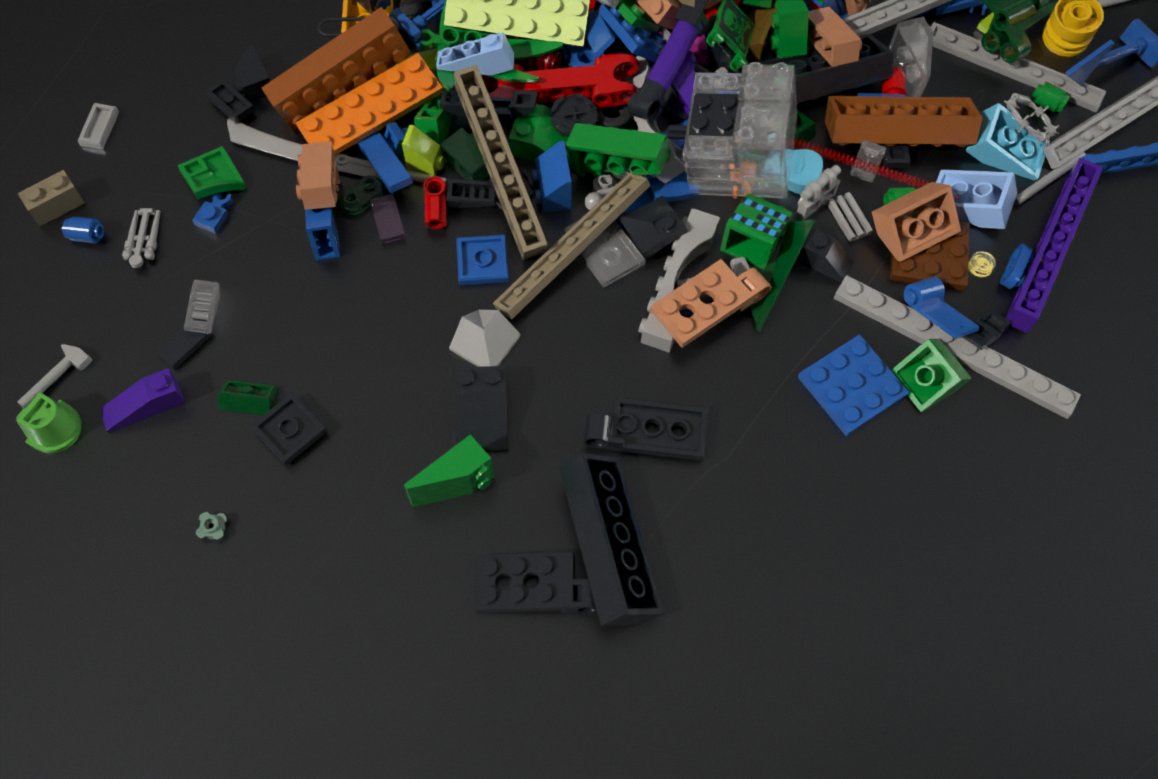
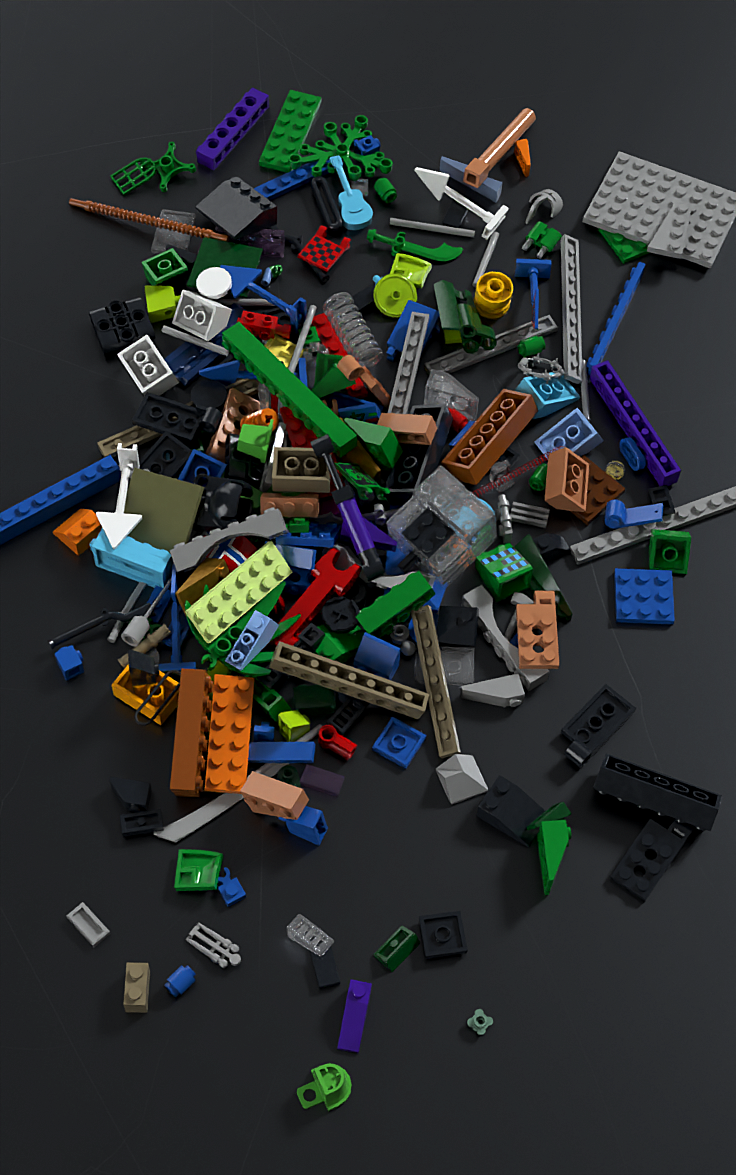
camera: 55 degrees left, 5 degrees down
(73, 356) = (282, 1044): light grey piece -> none
(505, 450) = (554, 813): none -> dark green slope
(615, 314) = (498, 691): none -> light grey slope

